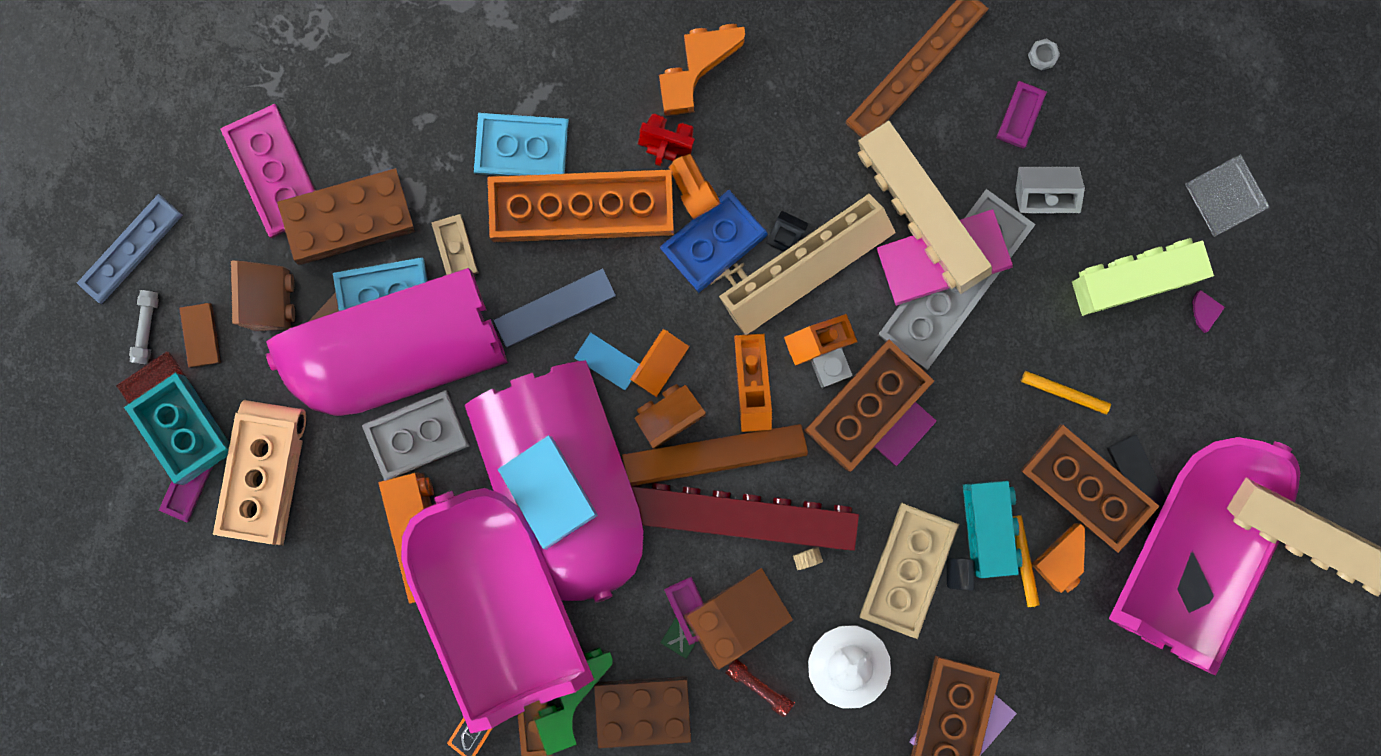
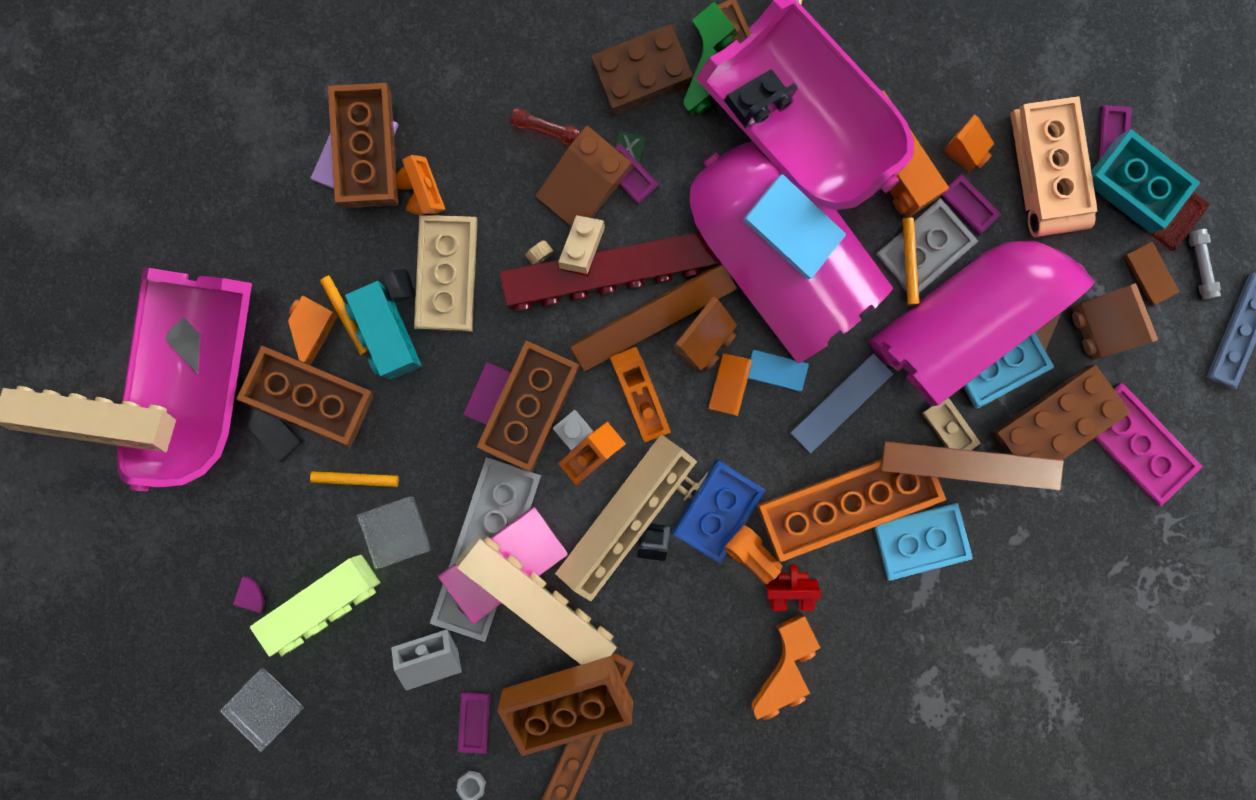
camera: 160 degrees right, 0 degrees up
(337, 523) = (970, 145): none -> orange slope
(356, 465) = (970, 205): none -> magenta tile
(437, 426) = (910, 261): none -> light orange bar
(452, 201) = (971, 465): none -> tile
(537, 636) = (760, 98): none -> black bracket
(763, 551) = (581, 244): none -> tan plate
(849, 666) = (471, 168): white helmet -> none
(905, 678) = (418, 175): none -> orange tile
(926, 99) = (566, 706): none -> dark orange brick
(1042, 326) = (394, 532): none -> clear tile

